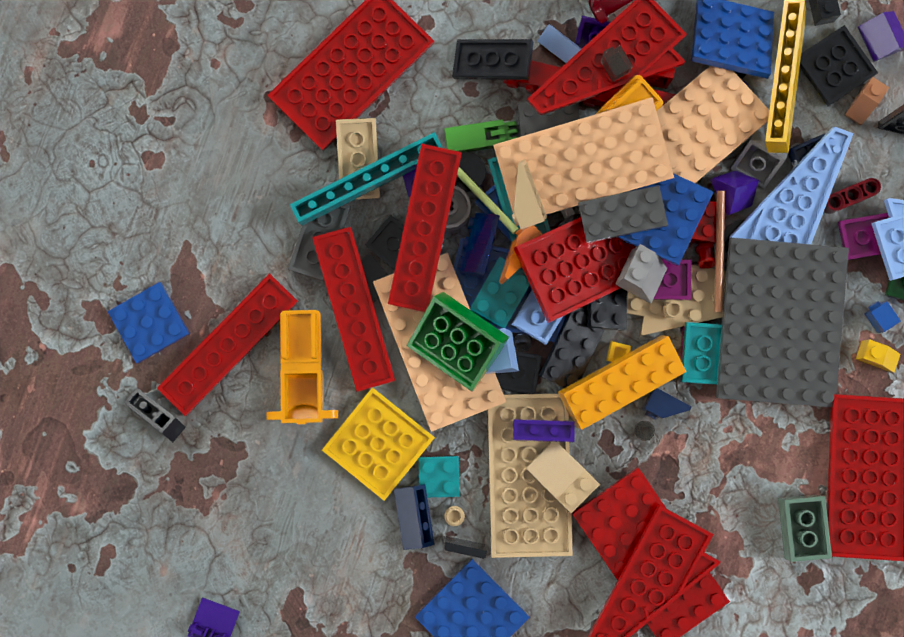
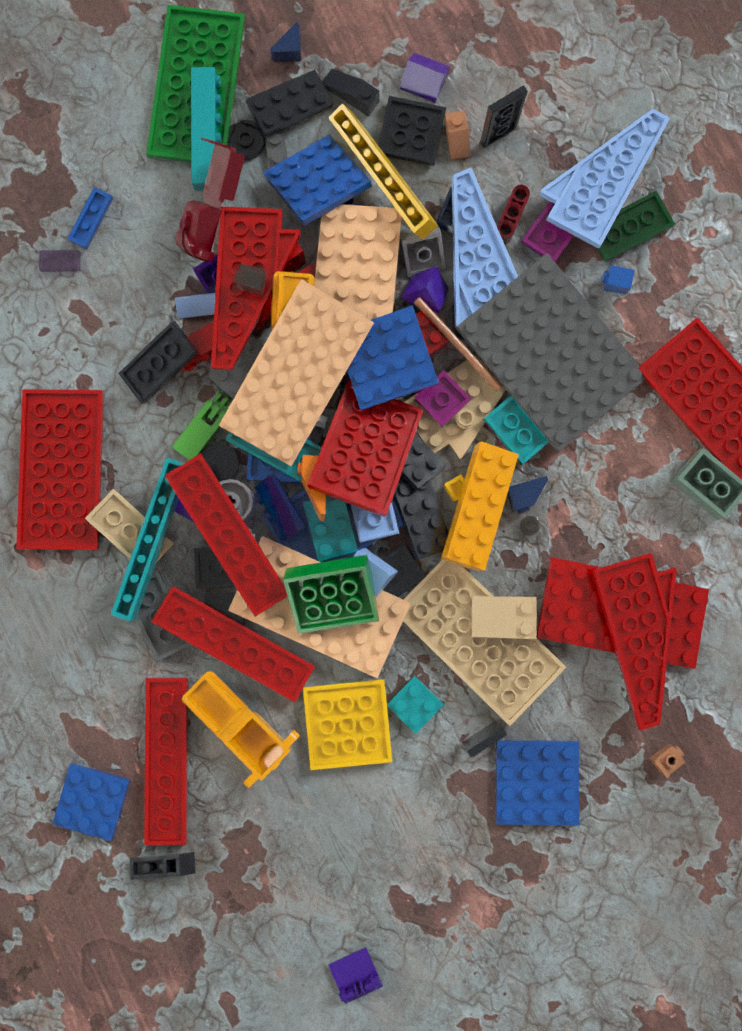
camera: 40 degrees left, 0 degrees up
(414, 517) = (425, 752): dark blue brick -> none
(454, 516) = (453, 722): tan plate -> none
(487, 201) = (254, 470): yellowish green bar -> none
(527, 203) = (285, 444): tan slope -> none
(543, 430) = (458, 597): dark purple plate -> none
(623, 214) = (362, 385): dark grey plate -> none
(642, 273) = (418, 414): light grey slope -> none
(706, 257) = (451, 356): red bush -> none
(878, 355) = (641, 310): yellow slope -> none

